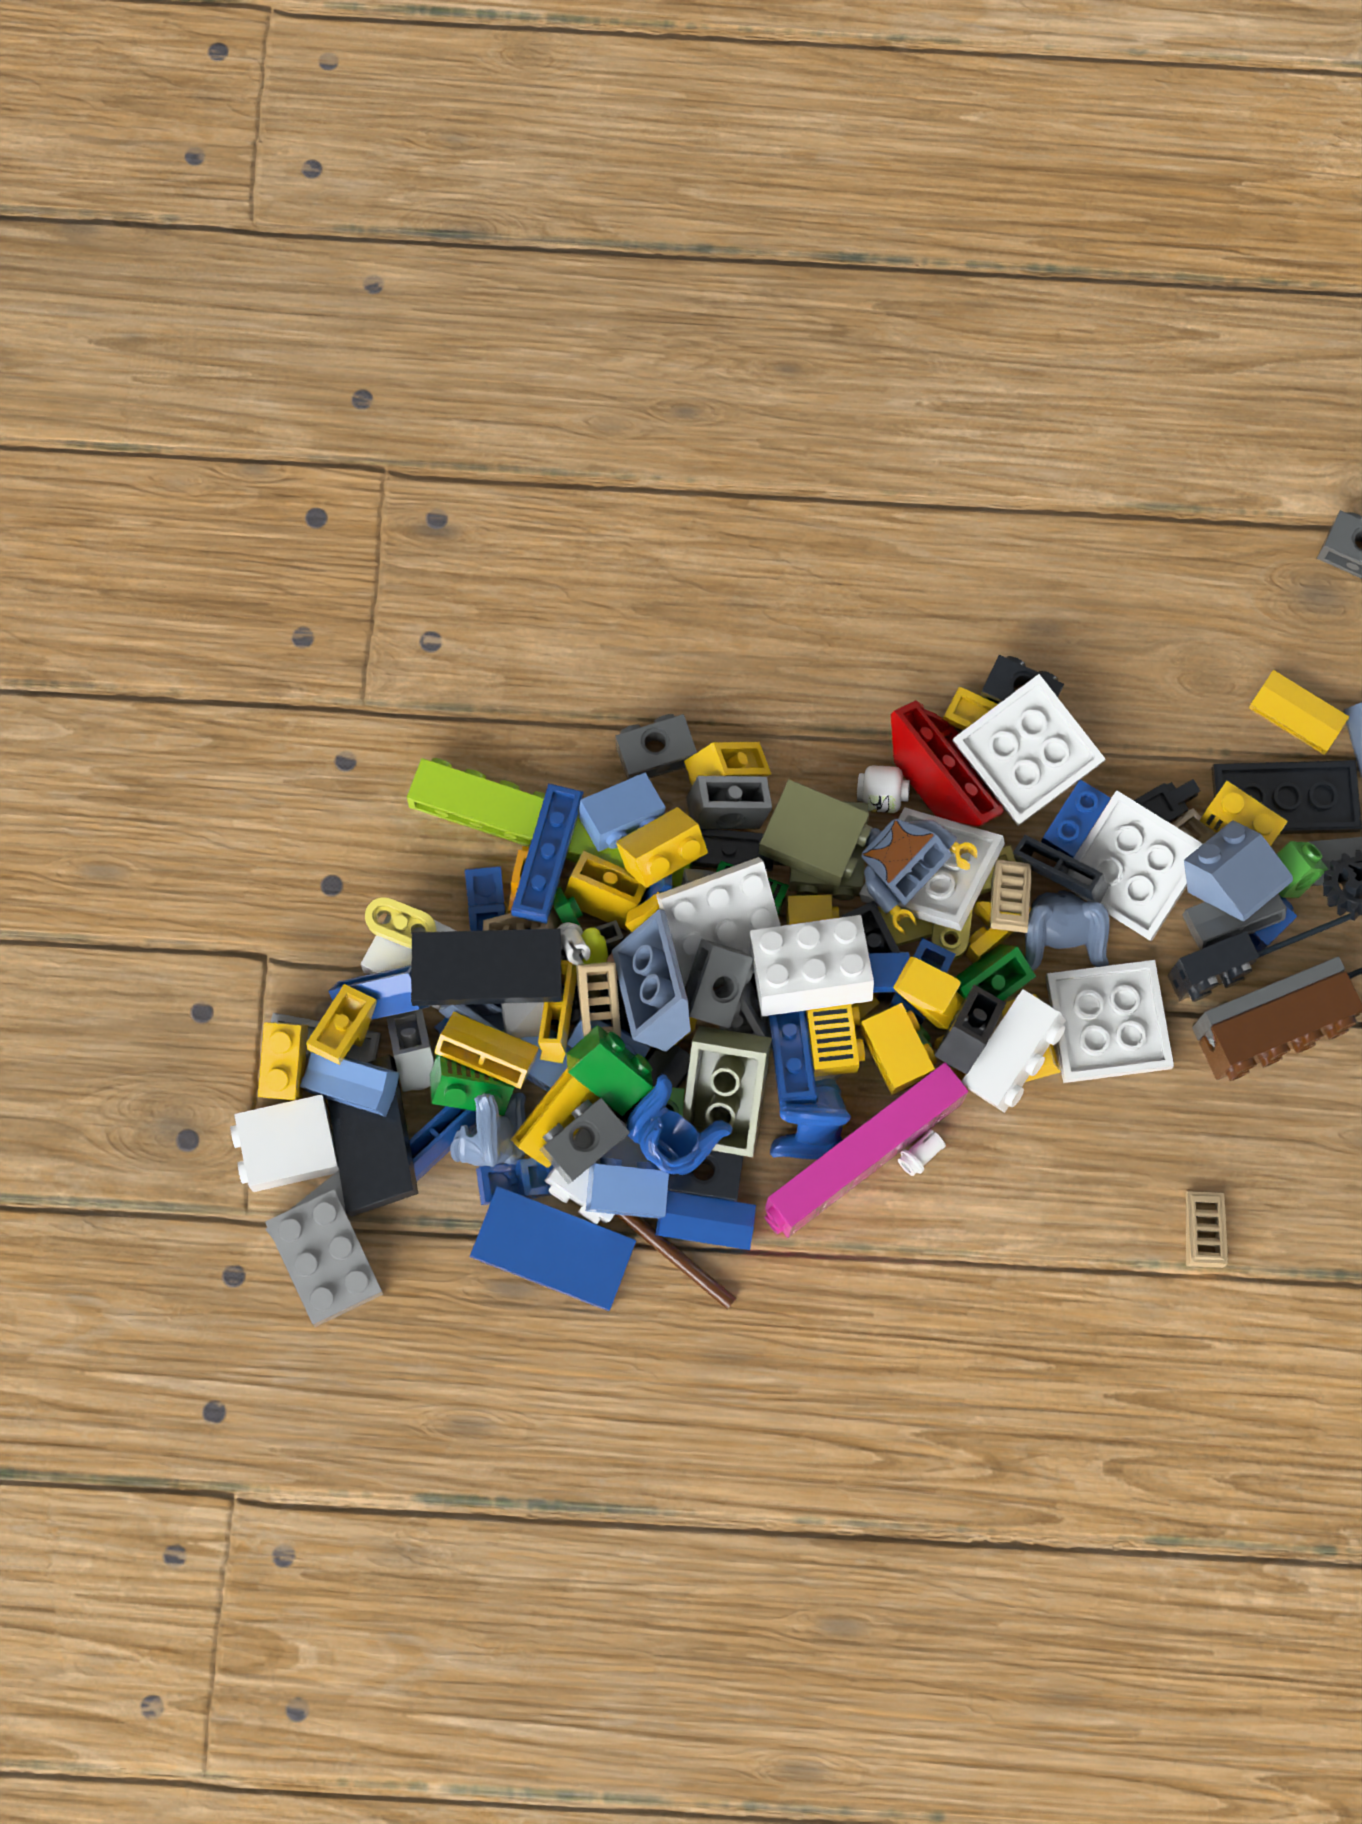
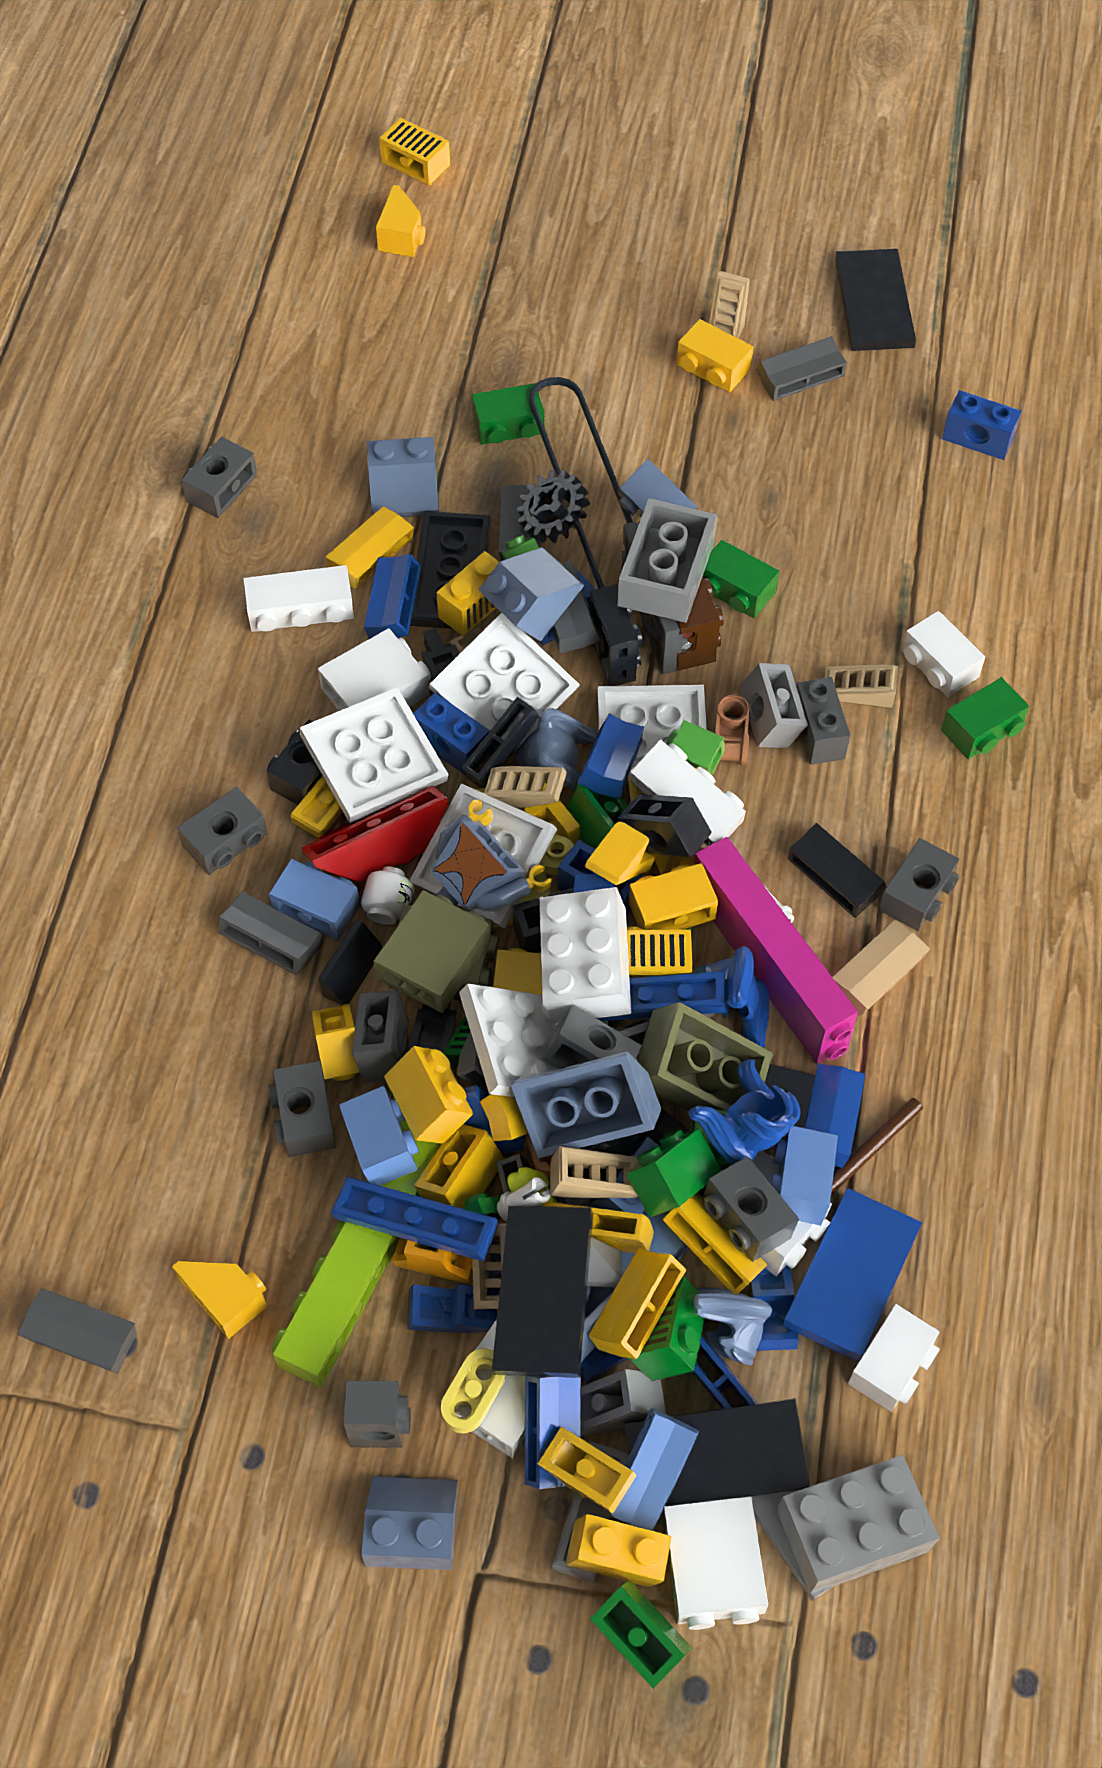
camera: 80 degrees left, 15 degrees down
(219, 1086) = (641, 1633): none -> green brick
(299, 893) = (410, 1523): none -> sand blue slope
(377, 849) = (376, 1414): none -> dark grey brick
(432, 600) = (78, 1330): none -> dark grey piece
(476, 710) = (223, 1292): none -> yellow slope
(476, 1288) = (894, 1358): none -> white brick
(808, 767) = (349, 964): none -> black slope
(832, 690) = (269, 933): none -> dark grey piece
(869, 725) = (315, 898): none -> medium blue brick
(871, 1260) = (880, 965): none -> tan piece
(929, 610) = (229, 813): none -> dark grey brick
(977, 1216) = (836, 870): none -> black piece
(989, 1297) = (924, 866): none -> dark grey brick
(1058, 978) = (612, 757): none -> blue piece
(1080, 1058) = (700, 745): none -> bright green brick
(1117, 1098) = (733, 730): none -> nougat piece
(1133, 741) = (374, 669): none -> white brick
(1147, 1188) = (827, 731): none -> dark grey brick
(1155, 1136) = (773, 705): none -> light grey brick
(1178, 1360) = (985, 718): none -> green brick
(1217, 653) = (298, 598): none -> white brick
(1235, 743) = (392, 595): none -> blue piece
(1255, 1312) = (942, 654): none -> white brick
(1282, 999) = (667, 560): none -> light grey brick
(1318, 1091) = (740, 579): none -> green brick

